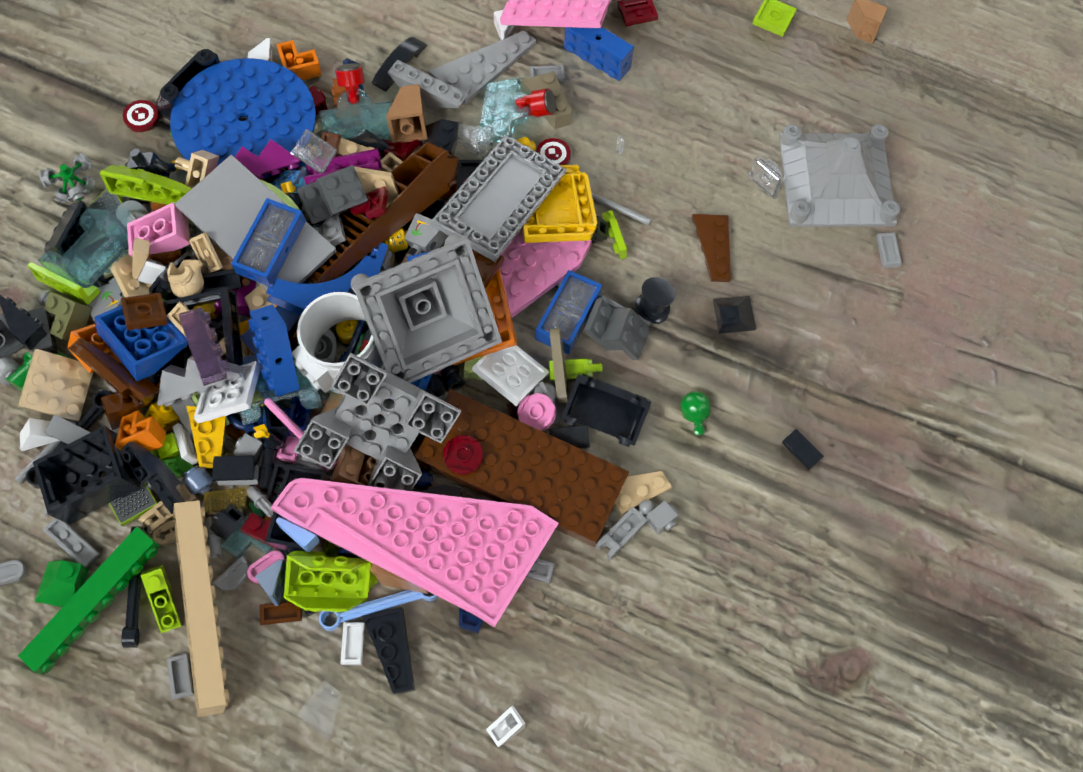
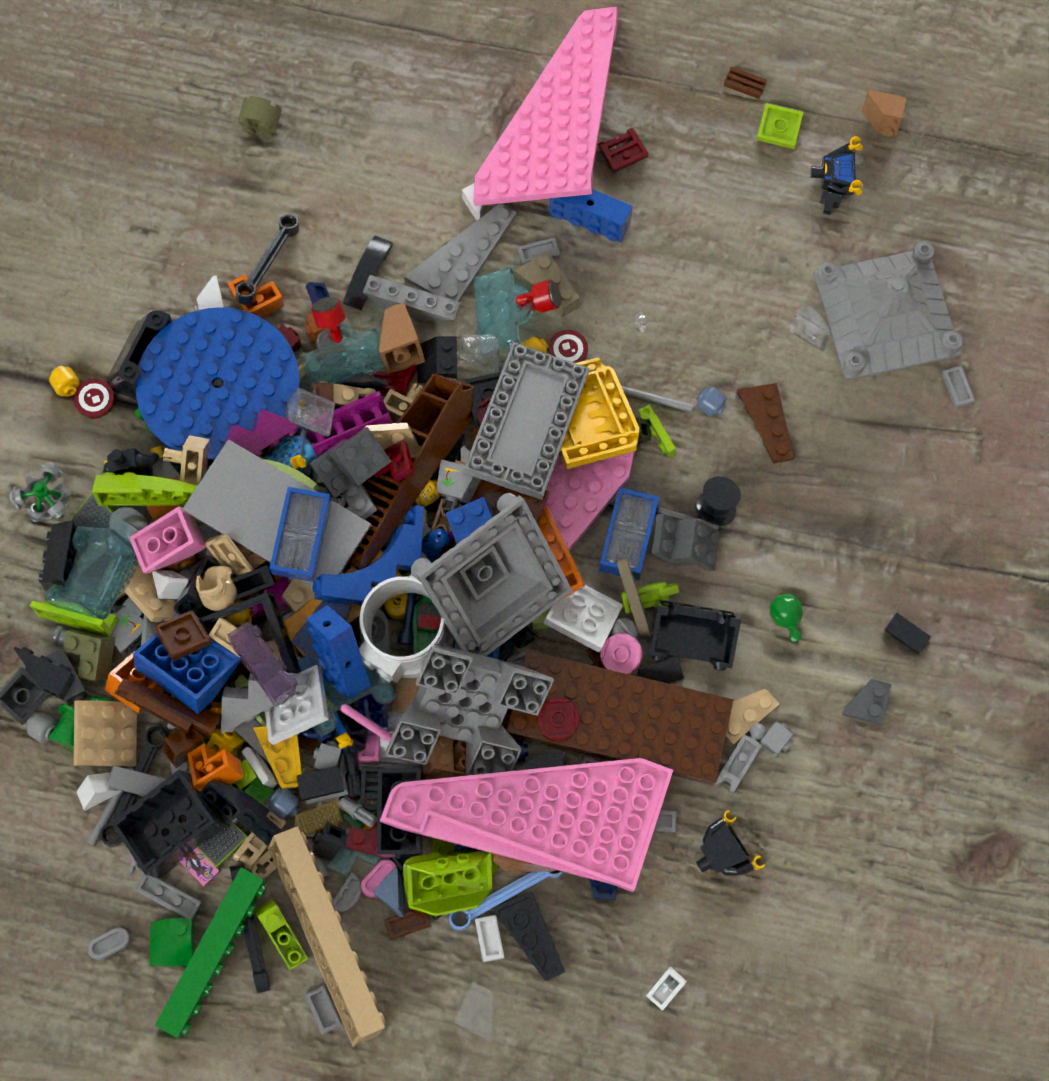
camera: 10 degrees left, 5 degrees up
(107, 522) = (200, 867): none -> tile
(118, 95) = (64, 381): none -> yellow head
(140, 255) = (158, 574): tan slope -> none
(289, 51) = (267, 259): none -> black piece
(301, 536) = (416, 842): light blue slope -> none
(591, 608) = (725, 850): none -> black torso
(667, 218) = (711, 401): none -> sand blue head
(734, 314) = (805, 497): black slope -> none
(755, 503) = (870, 703): none -> dark grey wing
(805, 80) = (830, 200): none -> black tile
(818, 57) = (839, 171): none -> torso

